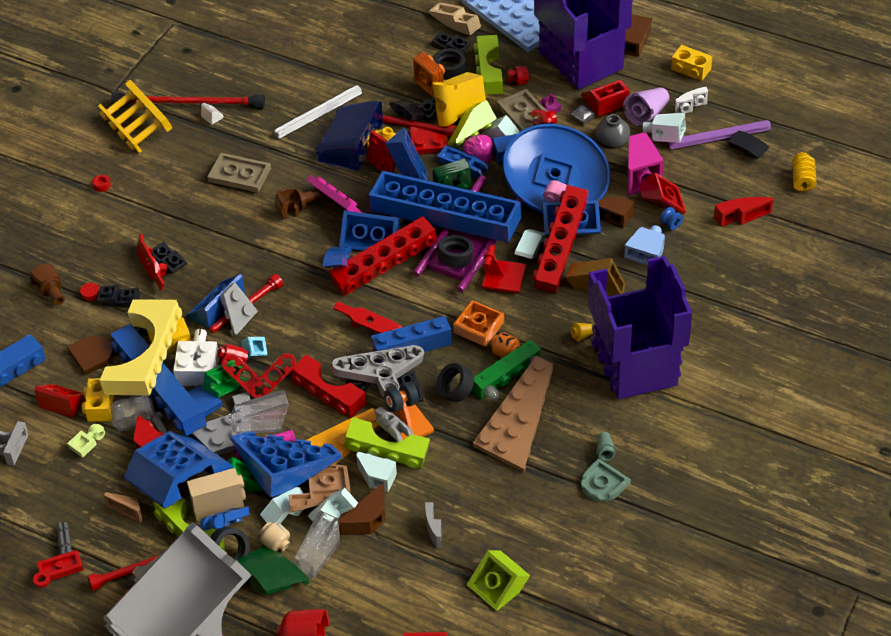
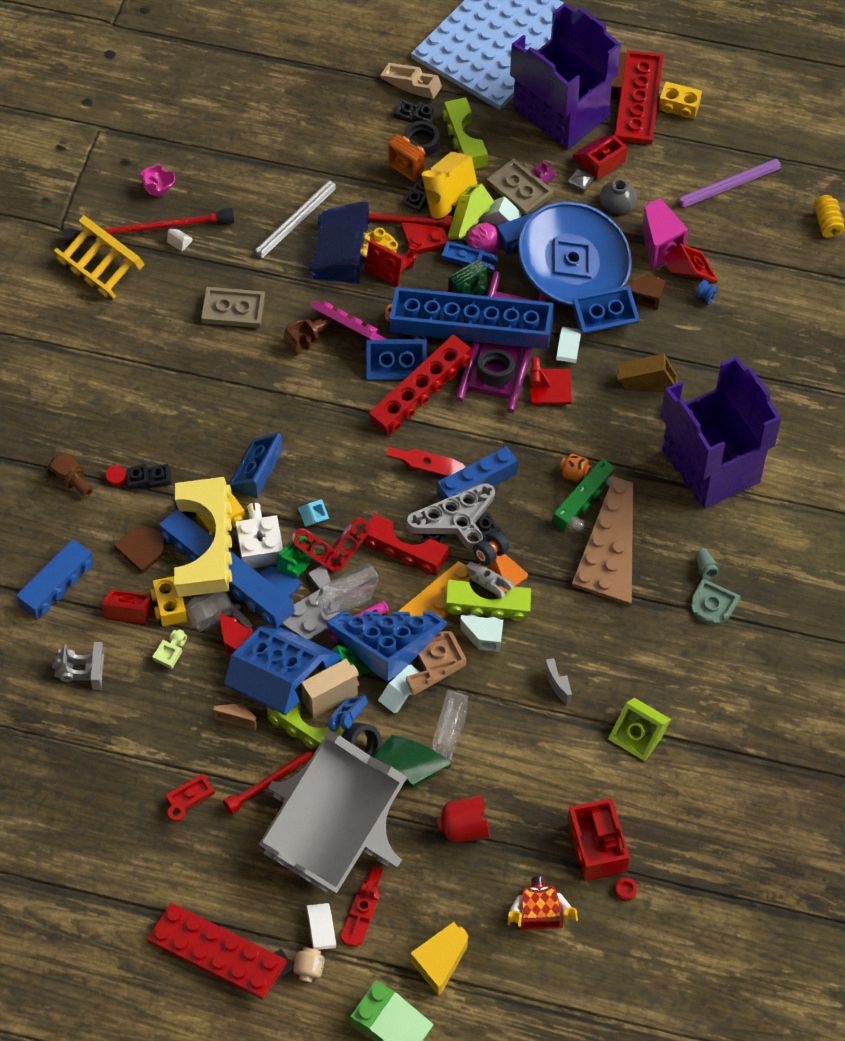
camera: 15 degrees left, 10 degrees up
(63, 537) = (183, 763): dark grey axle -> none
(101, 183) = (84, 343): red tile -> none
(153, 269) = (179, 439): red piece -> none
(165, 255) = (187, 423): black slope -> none
(206, 65) = (156, 180): none -> dark pink hair
(227, 348) = (291, 523): red brick -> none
(237, 308) = (284, 471): light grey wing -> none
(274, 283) = (311, 434): red piece -> none
(274, 536) = (402, 723): tan head -> none
(335, 504) = (454, 680): light aqua slope -> none
(337, 256) = (375, 395): blue slope -> none
(366, 516) = (487, 681): reddish brown slope -> none
(406, 156) = (415, 266): blue slope -> none
(408, 109) = (397, 203): black slope -> none
(445, 378) = (524, 517): black tyre -> none
(478, 323) = (543, 457): orange brick -> none
(518, 75) = (501, 143): red piece -> none
(543, 117) = (545, 195): red piece -> none
(553, 191) = (582, 283): bright pink plate -> none
(578, 199) = (611, 289): red brick -> none
(581, 331) = (648, 437): yellow cone -> none
(645, 105) = (646, 161): lavender cone -> none
(645, 245) = (689, 329): light blue torso -> none
(655, 55) = (639, 97): none -> red plate
(666, 127) = (675, 184): light aqua torso -> none
(693, 98) = (694, 143): white slope -> none
(742, 210) = (776, 270): red slope -> none
(749, 144) = (765, 191): black slope -> none

